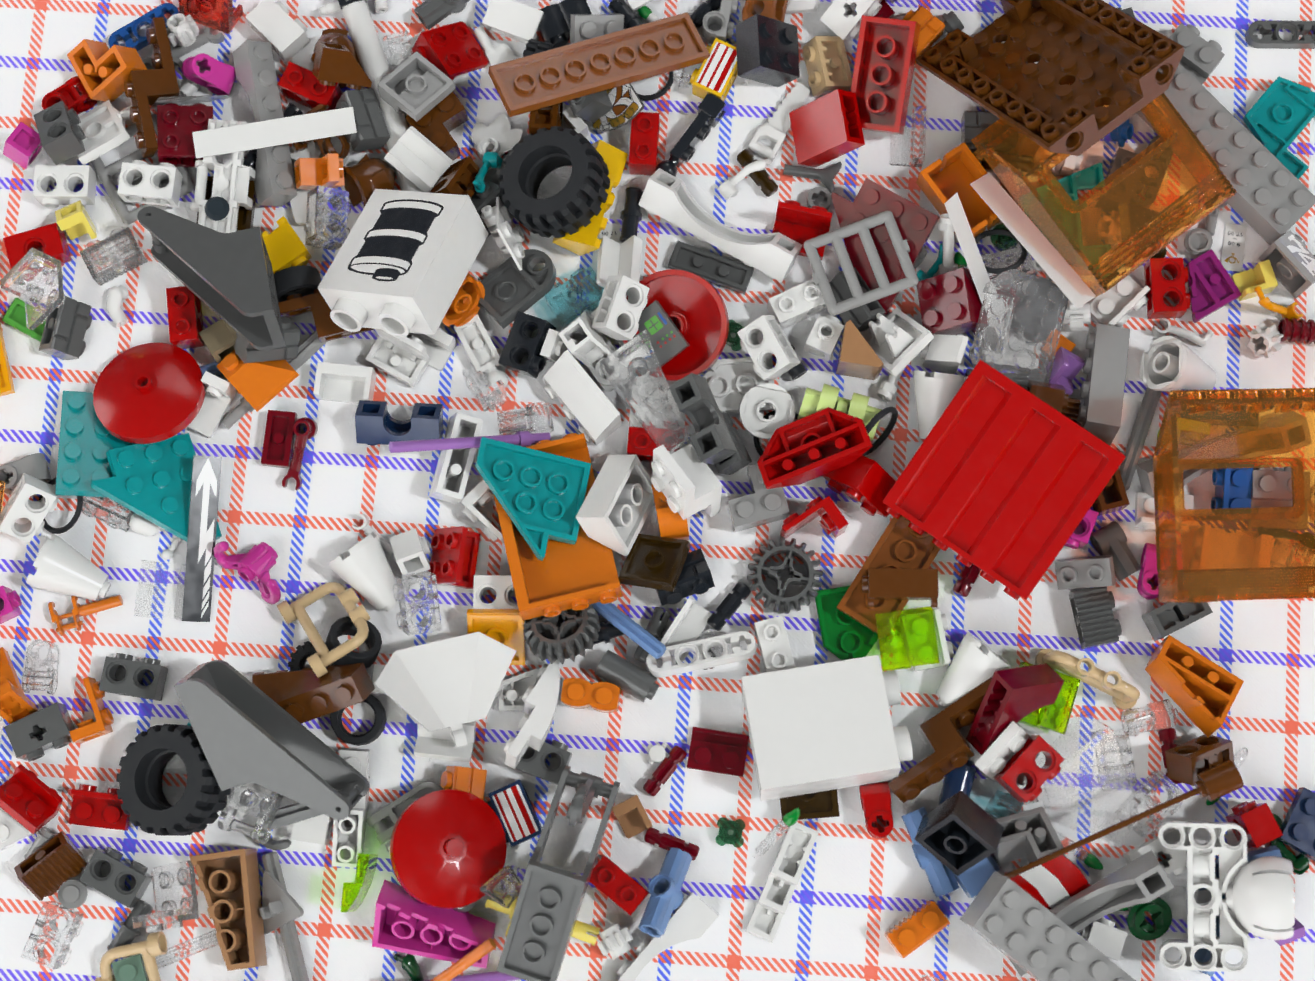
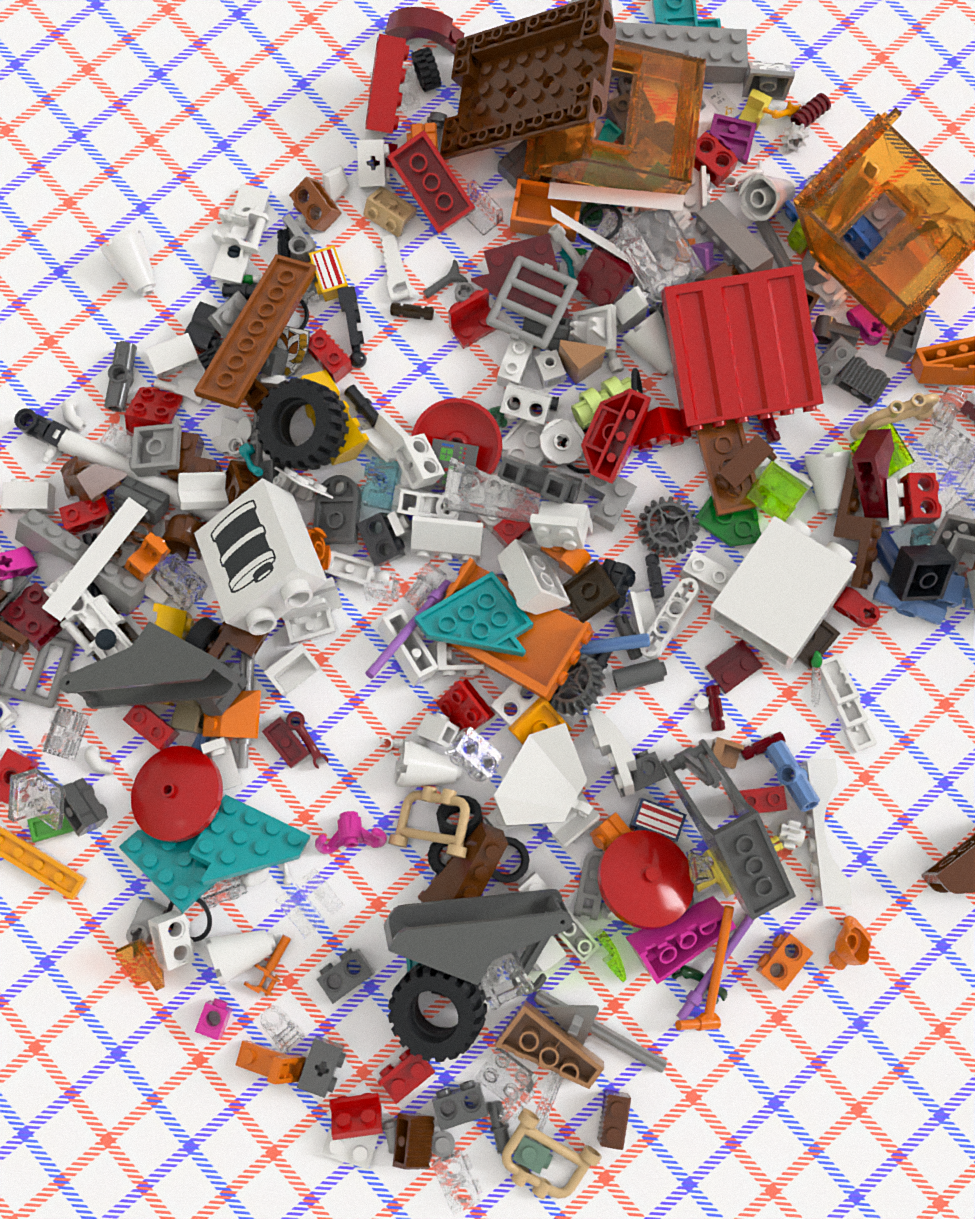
camera: 50 degrees left, 0 degrees up
(75, 221) = (18, 735): light yellow panel -> none
(88, 729) = (350, 1033): orange bracket -> none
(148, 189) = (47, 671): white brick -> none
(201, 538) = (301, 848): sticker -> none
(377, 426) = (342, 675): dark blue arch -> none
(513, 690) = (585, 747): white piece -> none
(582, 694) = (635, 703): orange brick -> none
(670, 200) = (468, 349): white arch -> none
(711, 267) = (445, 388): dark grey tile -> none
(723, 836) = (793, 701): clear green plate -> none
(728, 188) = (406, 336): white piece -> none
(767, 50) = (347, 232): black brick -> none
(826, 128) = (429, 244): red brick -> none
(831, 518) = (662, 468): red bracket -> none
(917, 928) = (948, 653): orange brick -> none
(1198, 241) = (705, 116): light grey plate -> none

